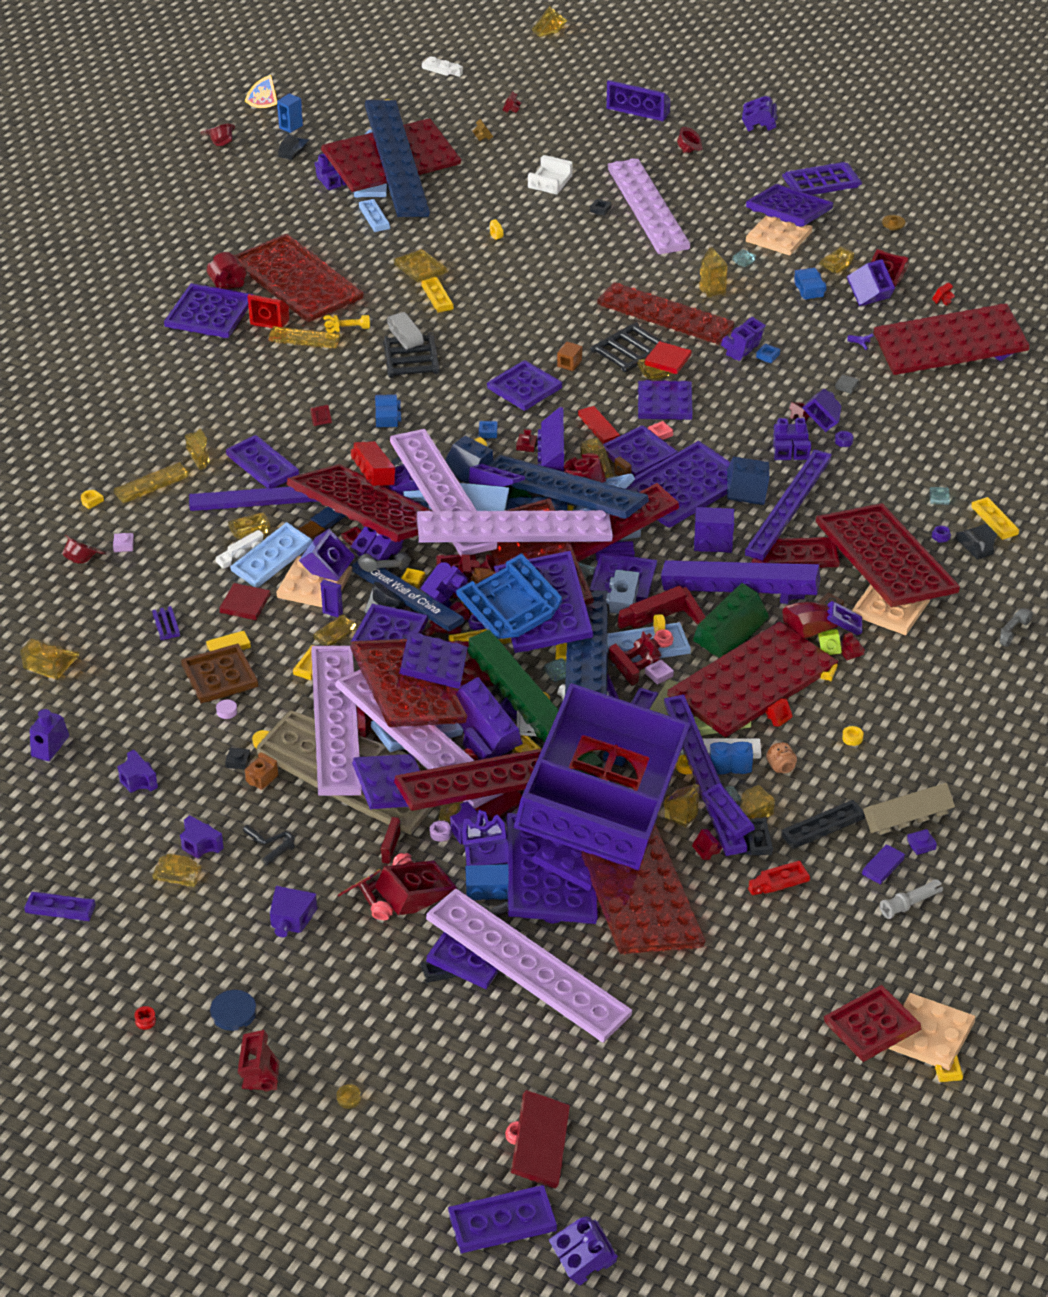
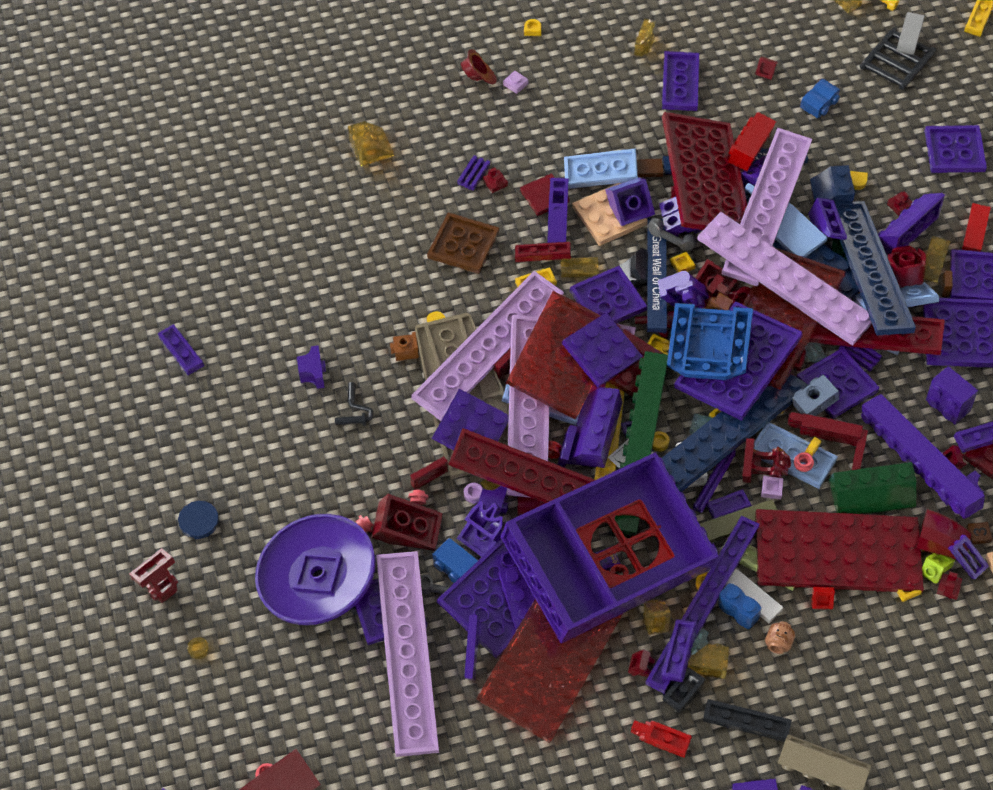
camera: 45 degrees right, 15 degrees up
(47, 735) = (300, 208): dark purple torso -> none
(137, 773) = (326, 282): dark purple brick -> none
(145, 1023) = (136, 477): red bush -> none
(151, 482) = (586, 43): clear yellow tile -> none
(177, 870) = (273, 383): clear yellow slope -> none
(191, 616) = (495, 180): none -> dark red tile
(226, 709) = (439, 276): lavender tile -> none
(237, 758) = (404, 323): black plate -> none
(239, 549) = (583, 147): white hinge -> none
(239, 637) = (505, 223): yellow tile -> none
(246, 498) = (628, 99): dark purple tile -> none
(247, 525) = (609, 134): clear yellow slope -> none
(275, 600) = (558, 210): none -> dark purple slope
(291, 910) = (307, 474): dark purple torso -> none
(293, 638) = (542, 251): none -> dark red tile
(331, 598) = (596, 239): dark purple tile -> none
(366, 889) = (371, 497): dark red shield -> none
(378, 938) = (302, 548): none -> dark purple dish
(488, 429) = (881, 170): blue plate -> none
(575, 922) = (472, 647): none -> dark purple tile
(852, 736) = (861, 664): yellow tile -> none

